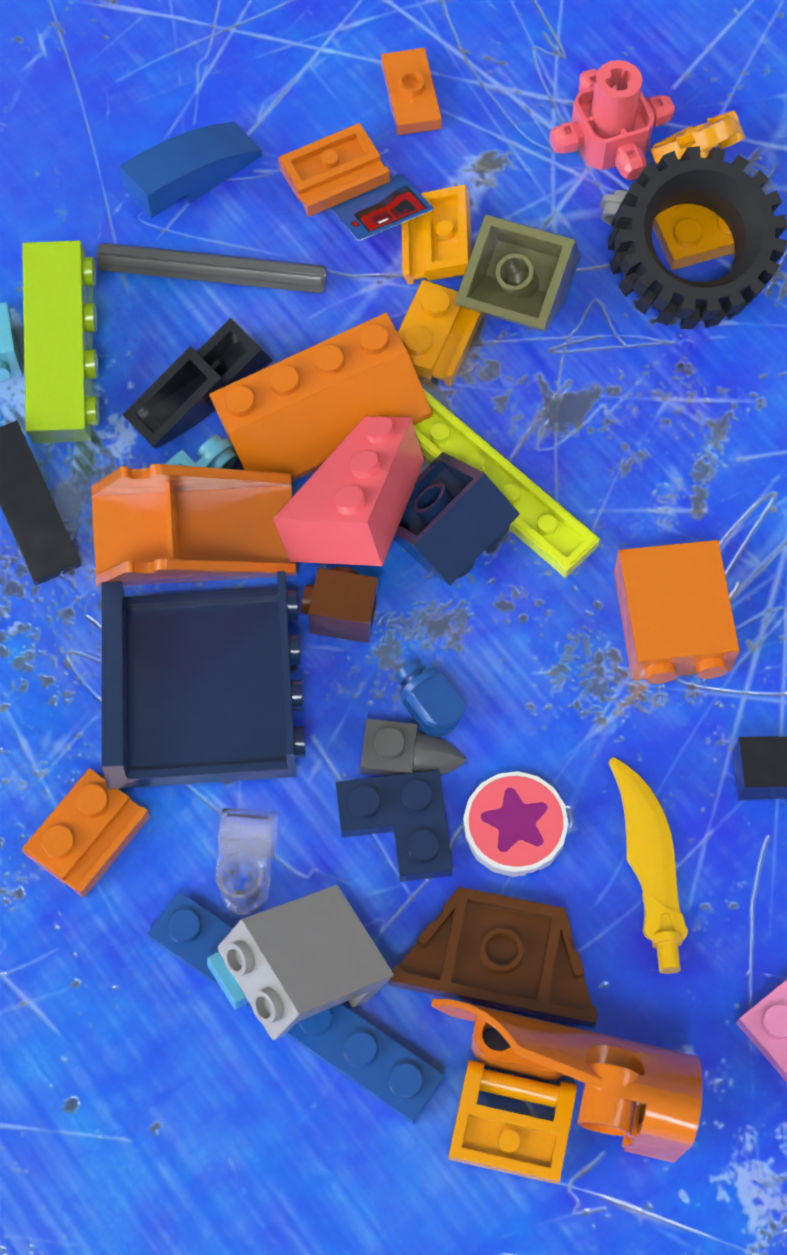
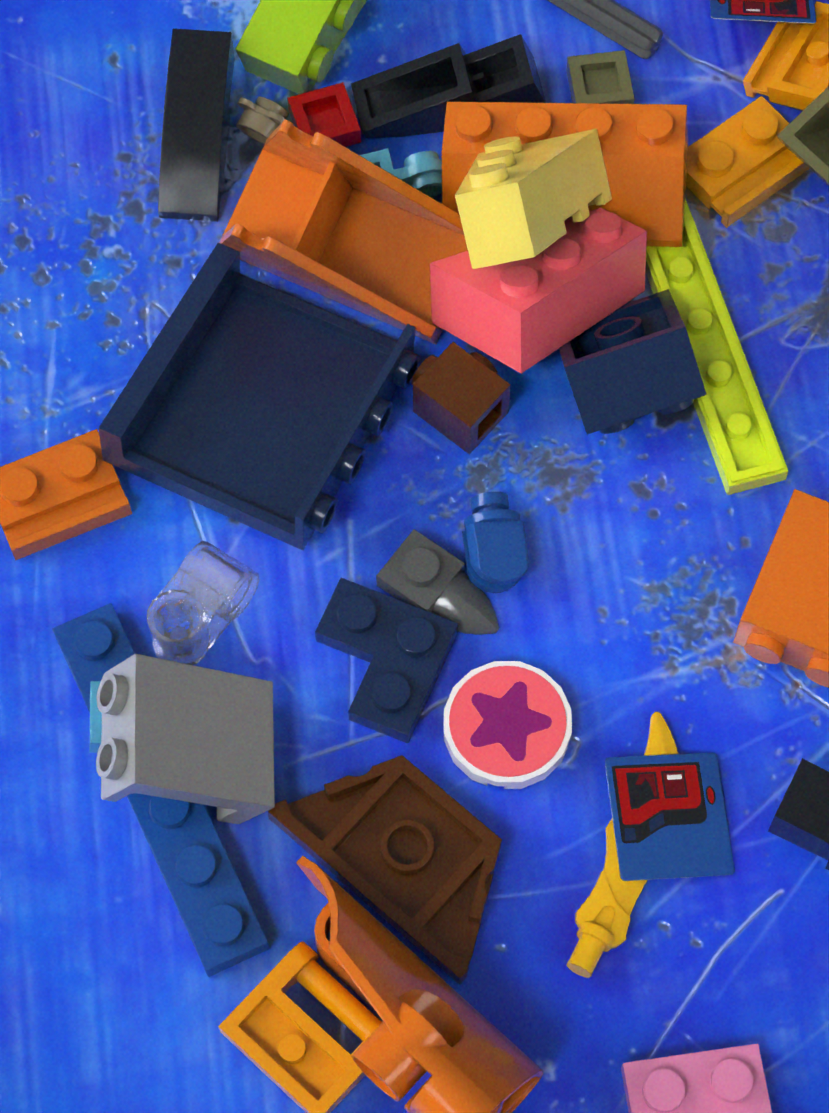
camera: 30 degrees right, 0 degrees up
(75, 474) = (260, 118): none -> dark tan plate
(118, 447) = (326, 112): none -> red plate
(303, 325) = (600, 78): none -> olive plate
(318, 433) = (523, 193): none -> light yellow wedge
(664, 827) = (669, 816): none -> sticker

